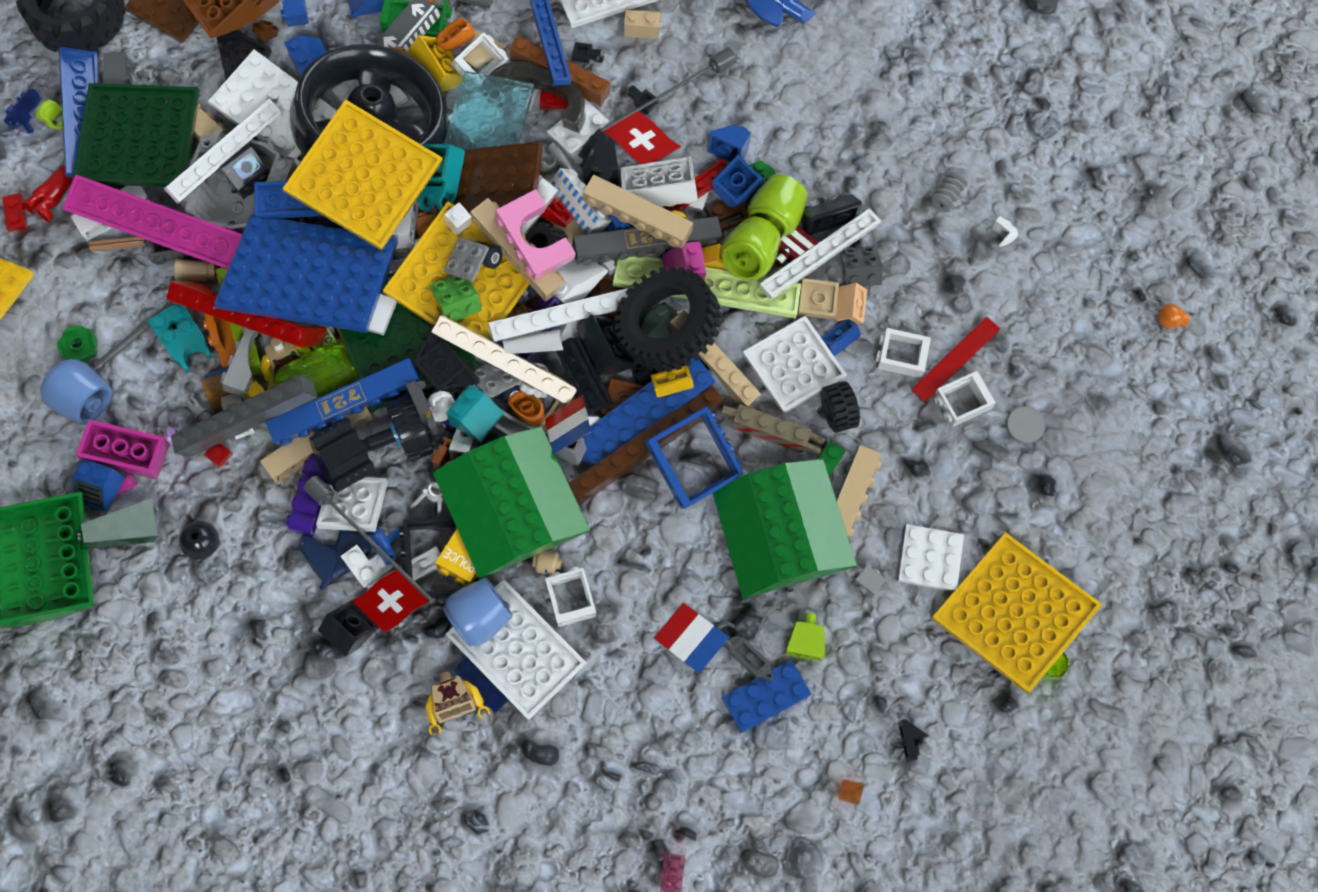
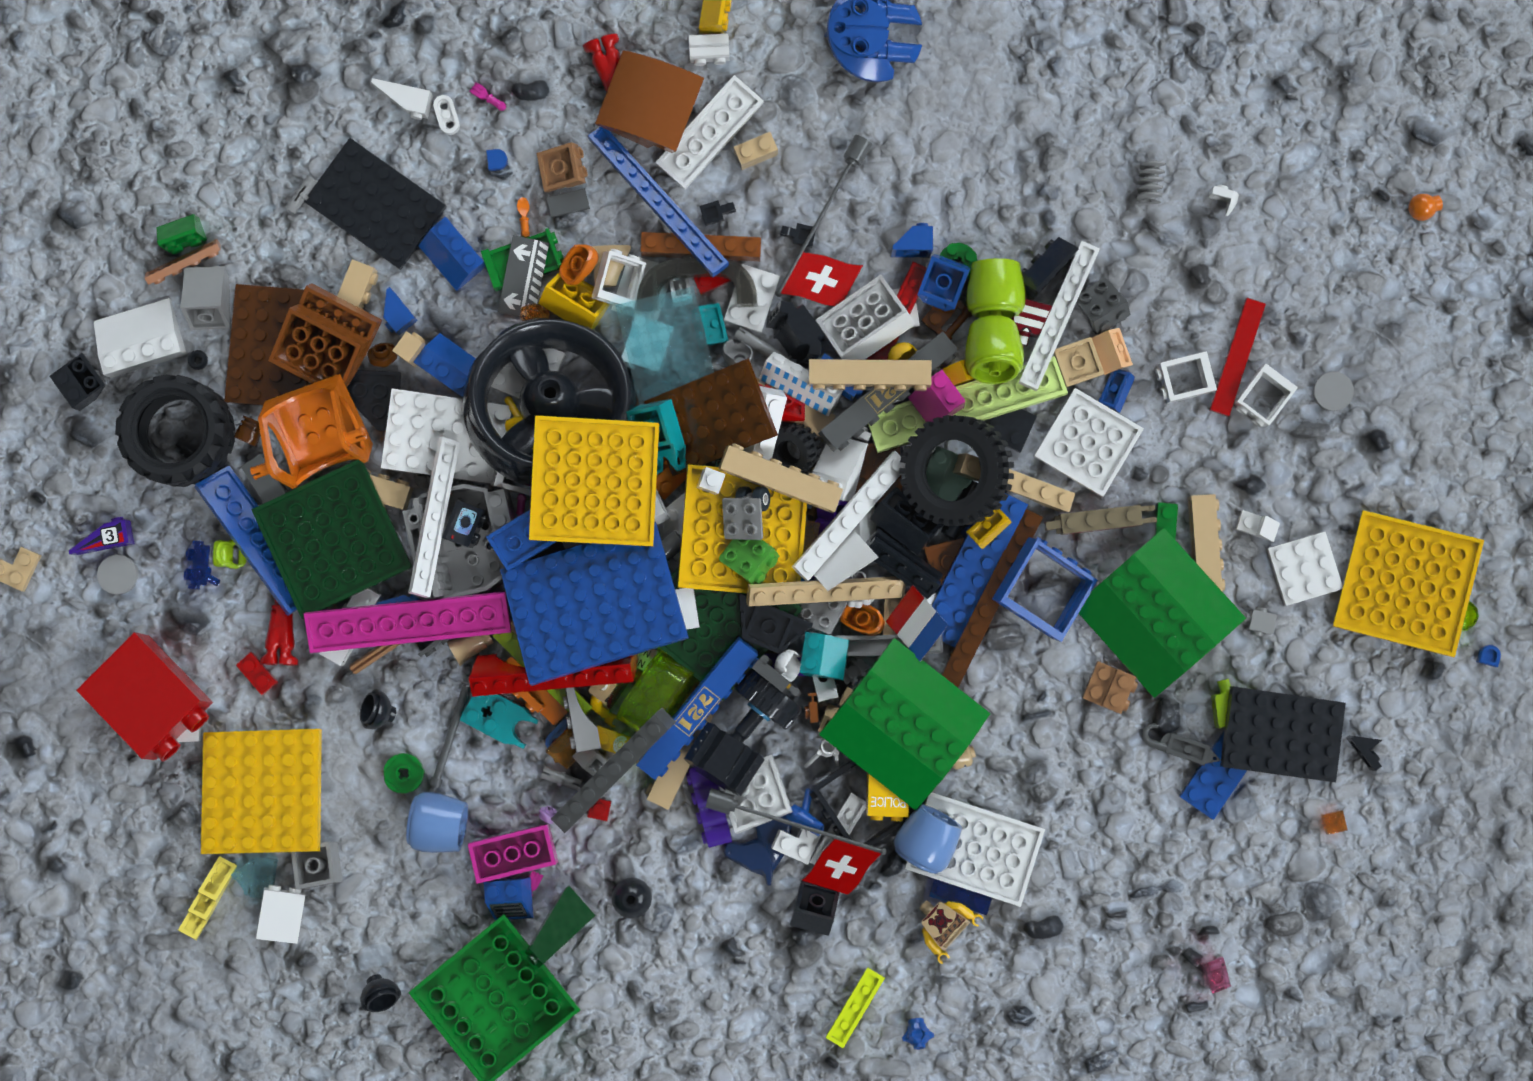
camera: 20 degrees left, 15 degrees up
(88, 283) = (376, 710): none -> black piece
(128, 34) = (248, 431): none -> reddish brown piece
(175, 47) = (315, 430): none -> orange piece
(286, 29) = (409, 347): none -> tan brick
(332, 734) = (855, 1007): none -> neon yellow plate
(373, 785) = (917, 1033): none -> blue rock
(534, 127) = (713, 324): none -> teal bracket
(536, 260) = (766, 458): bright pink arch -> none
(576, 615) = (1013, 791): white window -> none
(691, 638) = (1125, 756): sticker -> none
(708, 572) = (1110, 688): none -> medium nougat plate
(737, 324) = (1014, 427): none -> black plate
(840, 406) = (1156, 468): black tyre -> none
(841, 686) = (1282, 734): none -> black plate
(908, 503) = (1258, 526): none -> white slope
(1062, 715) = (1489, 655): none -> blue tile

